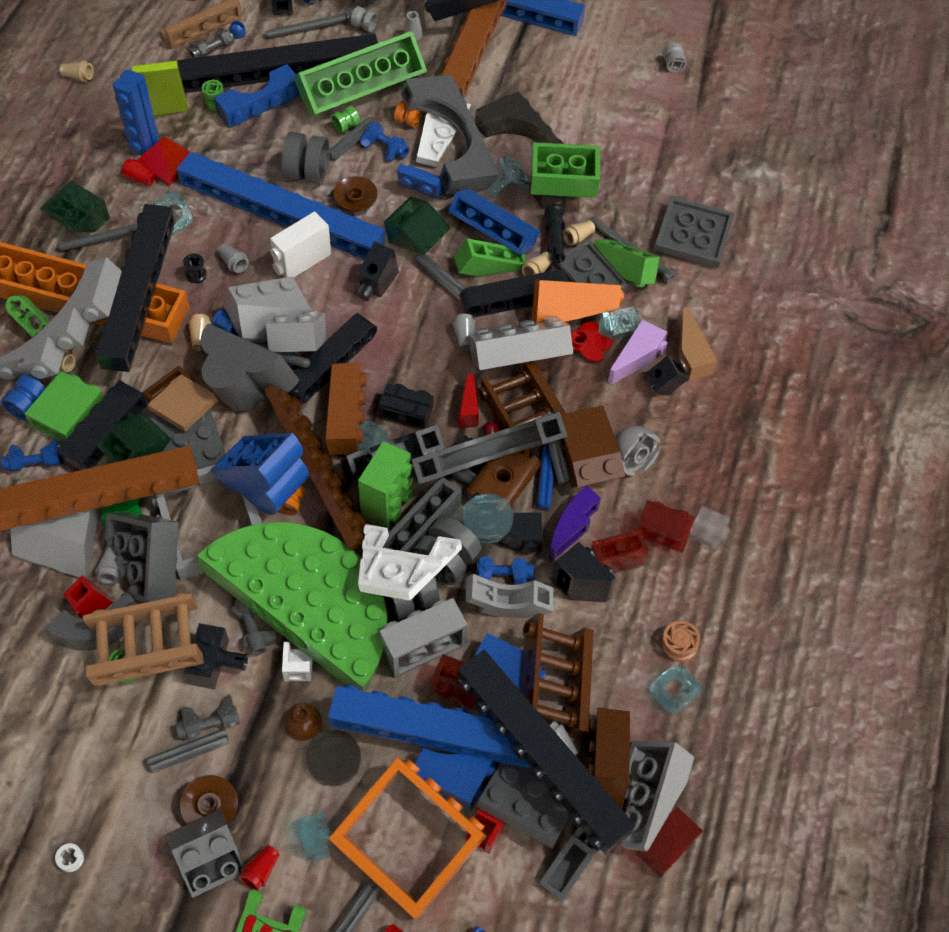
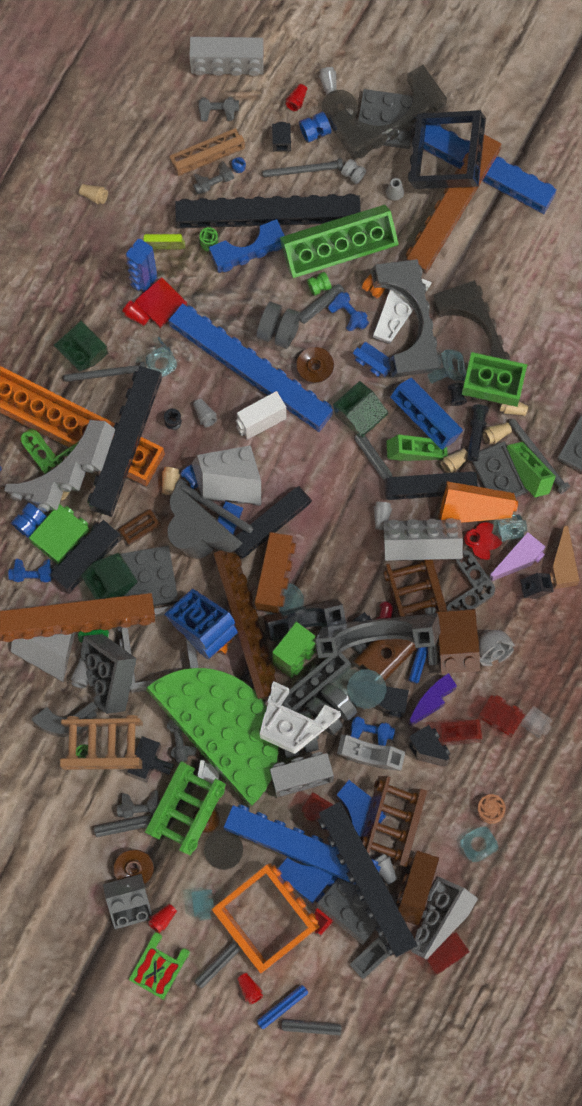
camera: 15 degrees right, 15 degrees up
(60, 861) = (29, 887): white bush -> none
(86, 597) = (63, 700): red brick -> none
(182, 403) = (149, 546): medium nougat tile -> none
(249, 701) = (169, 801): none -> bright green fence
(297, 334) = (247, 505): light grey brick -> none
(377, 271) = (322, 443): black torso -> none
(406, 405) = (323, 576): black brick -> none
(469, 407) = (371, 589): red slope -> none
(524, 201) = (457, 398): none -> black bush
(590, 205) = (508, 409): none -> tan cone
(594, 389) = (476, 584): none -> dark grey beam

